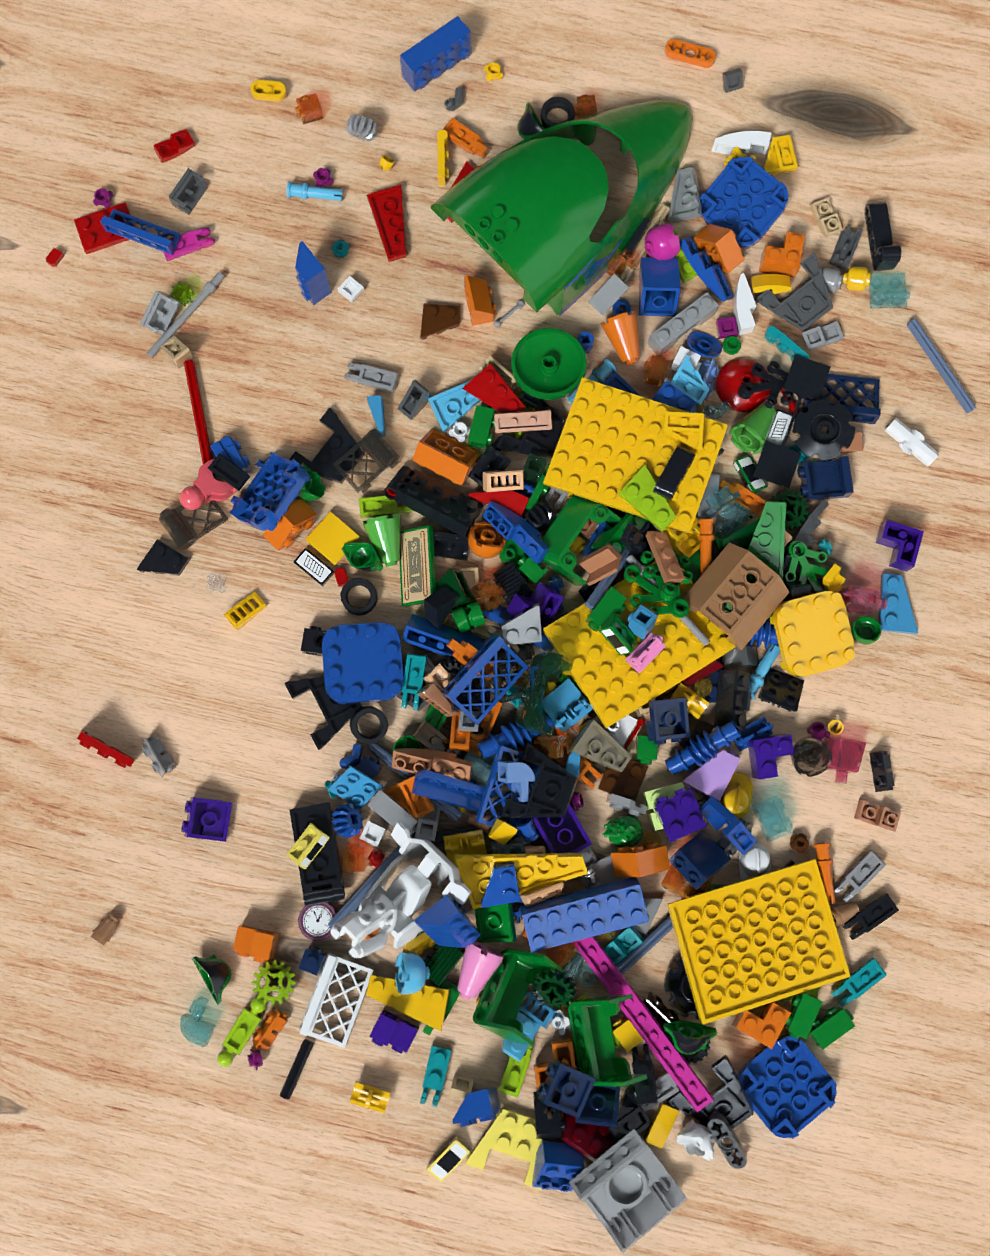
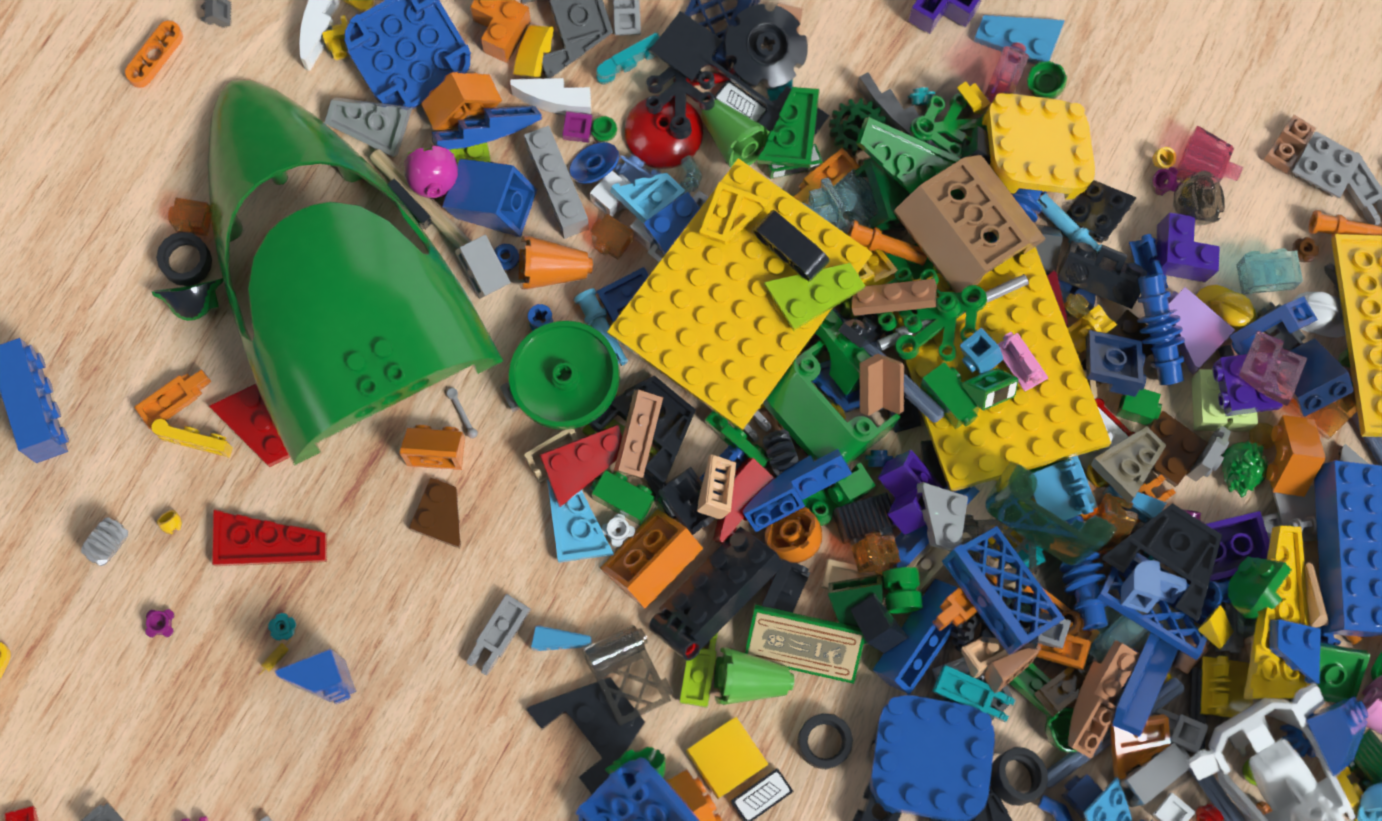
camera: 75 degrees left, 5 degrees down
(305, 191) = (173, 655): medium azure pin -> none
(308, 108) = (41, 614): clear orange brick -> none
(322, 251) = (275, 657): none -> yellow piece
(341, 576) = (787, 760): red piece -> none
(351, 289) = (352, 628): white plate -> none
(362, 556) = (770, 719): green hat -> none
(414, 400) = (554, 581): dark grey slope -> none
(453, 104) = (109, 395): dark grey arm -> none
(493, 67) = (74, 326): yellow plate -> none
(534, 468) = (708, 439): clear green brick -> none
(534, 845) = (1256, 585): none -> green slope
(617, 264) = (441, 241): clear orange bracket -> none
(694, 826) = (1272, 368): none -> clear pink slope
(766, 466) = (794, 132): none -> green wing
(825, 479) = (830, 65): dark blue panel -> none
(868, 843) = (1327, 164): none -> light grey hinge
(880, 763) = (1240, 122): black hinge -> none

